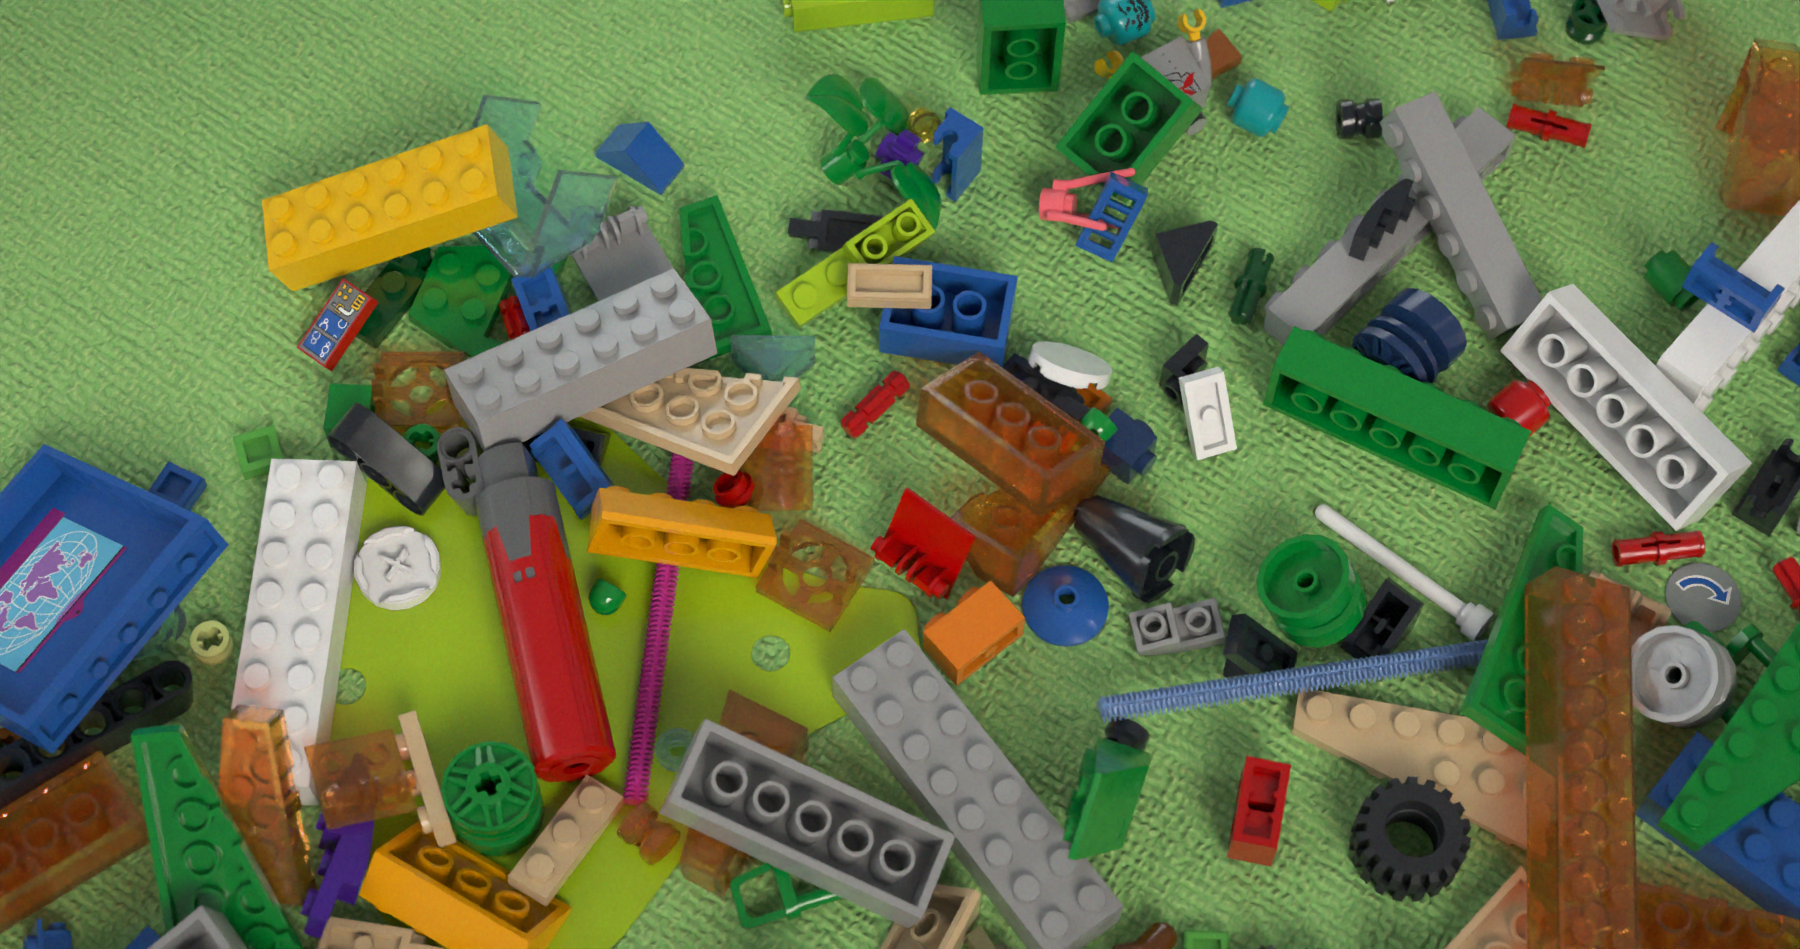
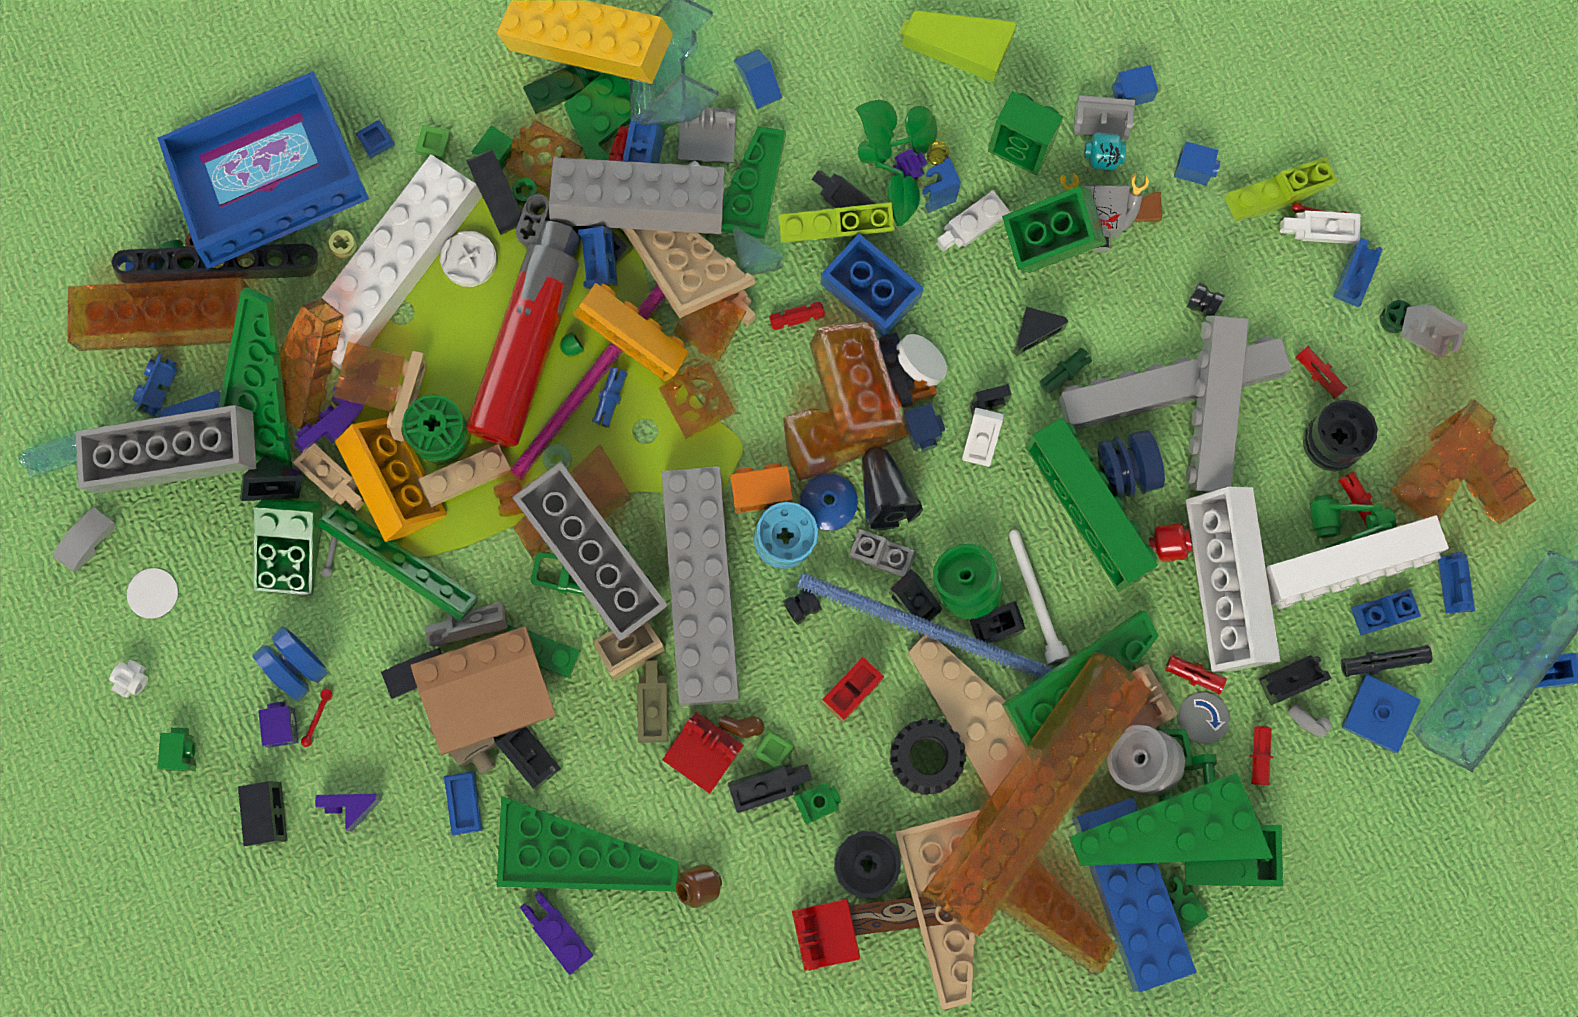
camera: 30 degrees right, 15 degrees up
(337, 324) = (518, 88): tile -> none
(698, 634) = (609, 397): none -> blue pin
(733, 490) = (679, 326): red plate -> none
(889, 286) = (842, 251): tan tile -> none
(924, 545) = (766, 419): red hinge -> none
(1019, 180) = (973, 222): none -> white hinge
(1048, 647) = (796, 523): none -> medium azure wheel
(1061, 206) = (983, 254): coral plant -> none
(1099, 424) = (910, 410): green hinge -> none
(1105, 799) = (764, 633): green slope -> none
(1127, 189) = (1022, 268): blue slope -> none
(1257, 107) = (1147, 258): teal head -> none
(1382, 218) = (1172, 375): black slope -> none
(1542, 66) = (1358, 349): clear orange hinge -> none
(1625, 177) = (1347, 423): none -> black wheel
(1697, 238) = (1356, 493): none -> red pin
(1730, 290) = (1342, 550): blue hinge -> none
(1737, 247) = (1378, 521): none -> green plant

